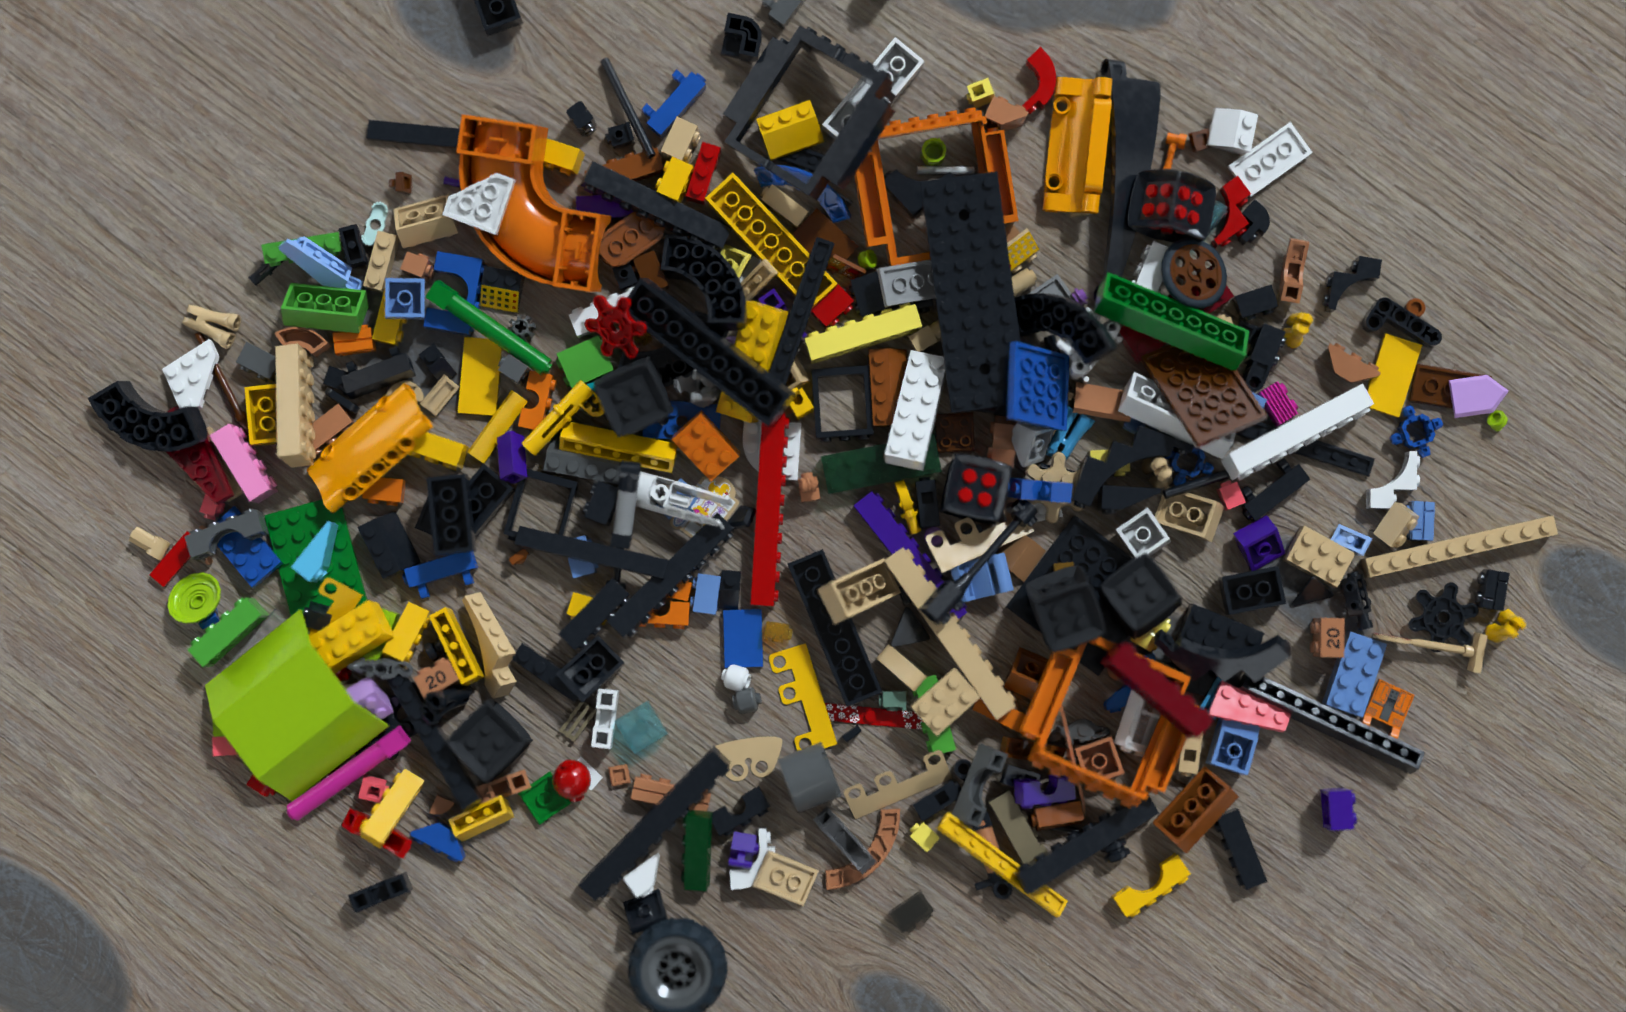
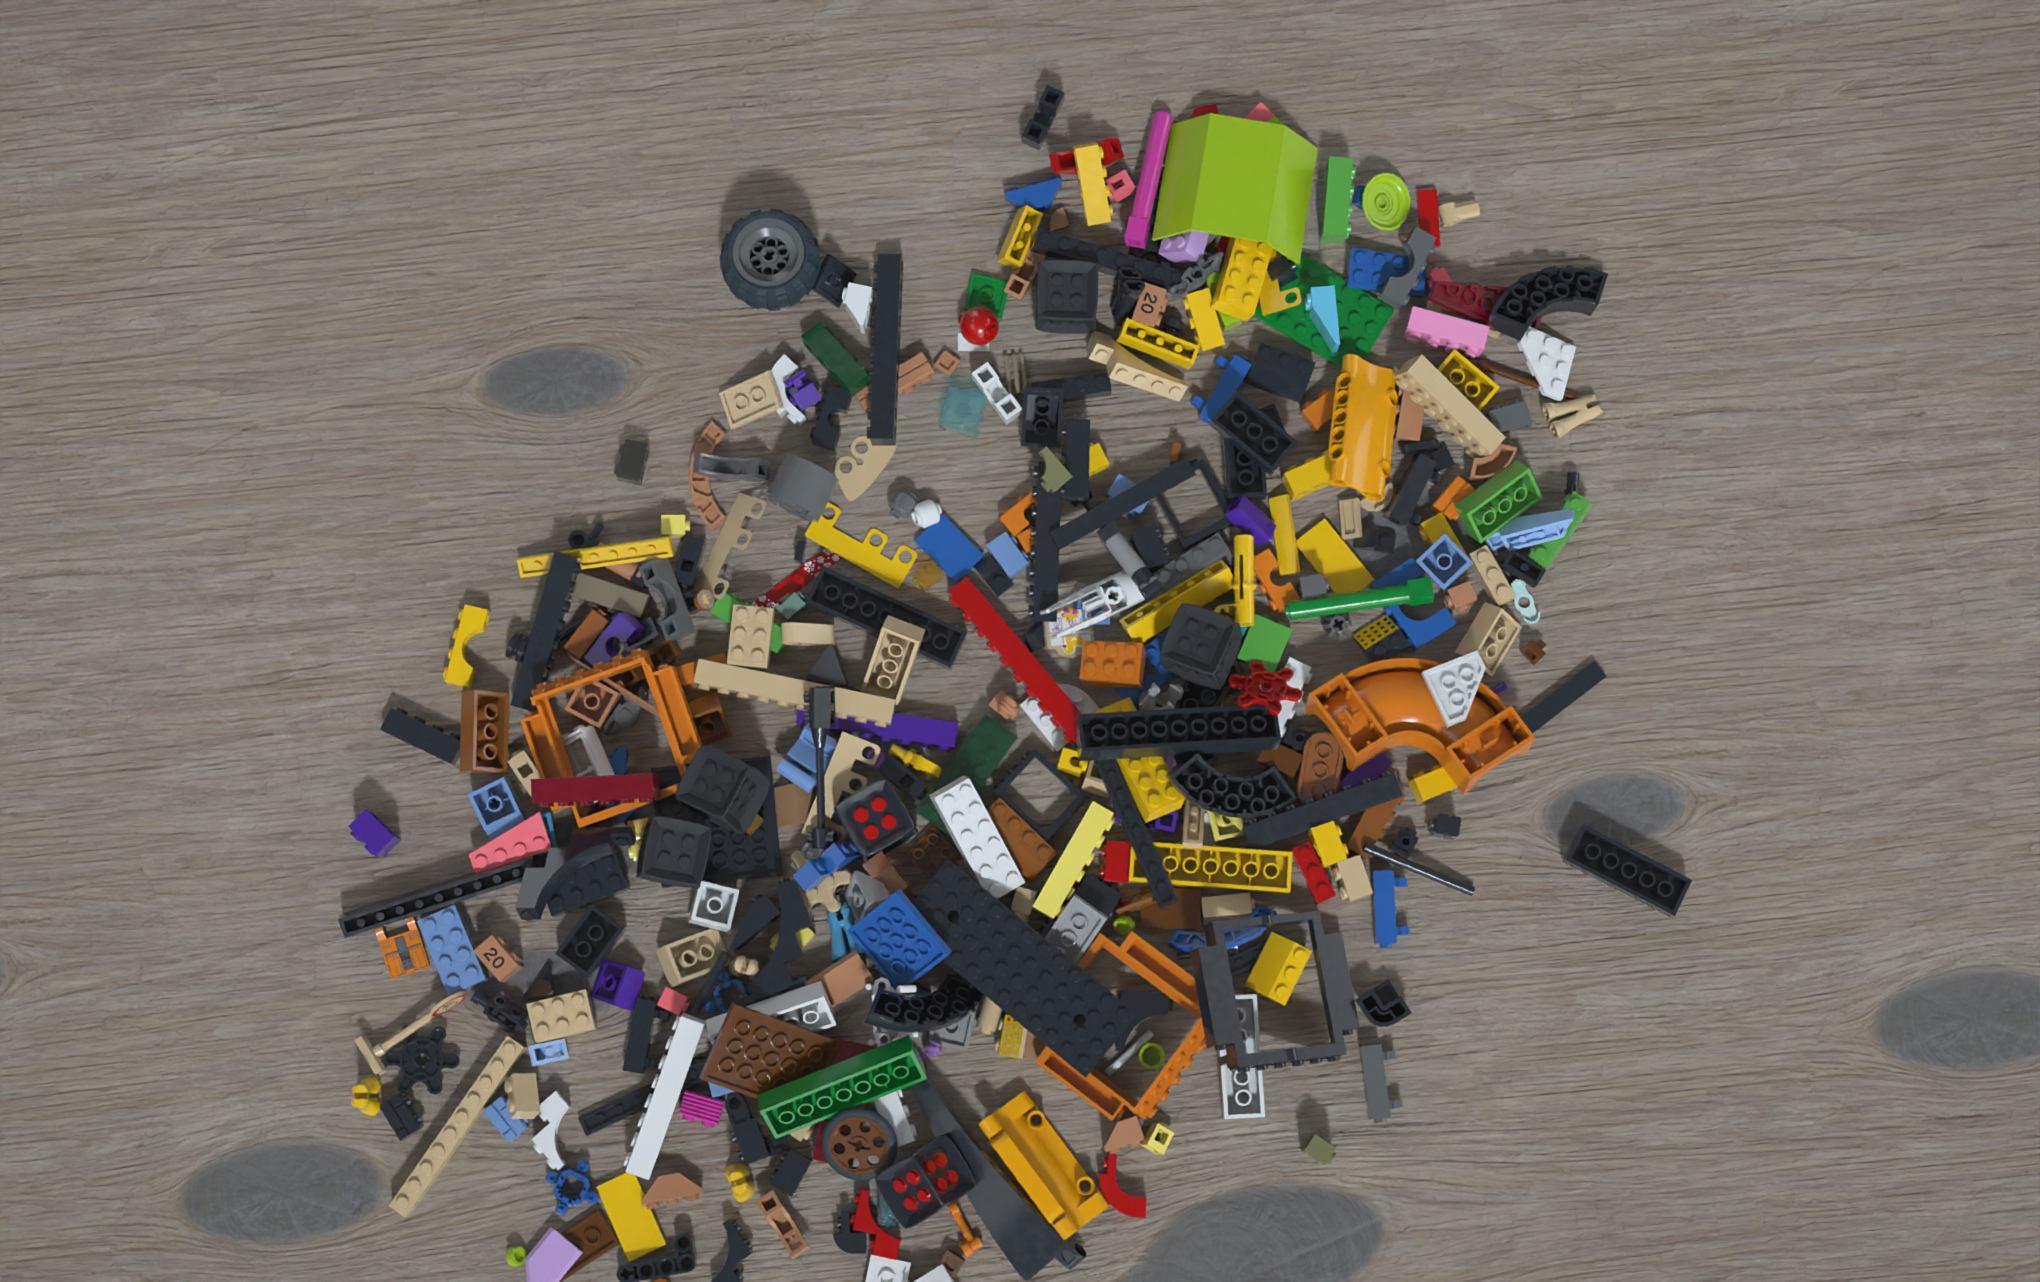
camera: 135 degrees right, 5 degrees down
(621, 616) = (1054, 472): none -> olive arch
(952, 760) = (704, 600): none -> tile

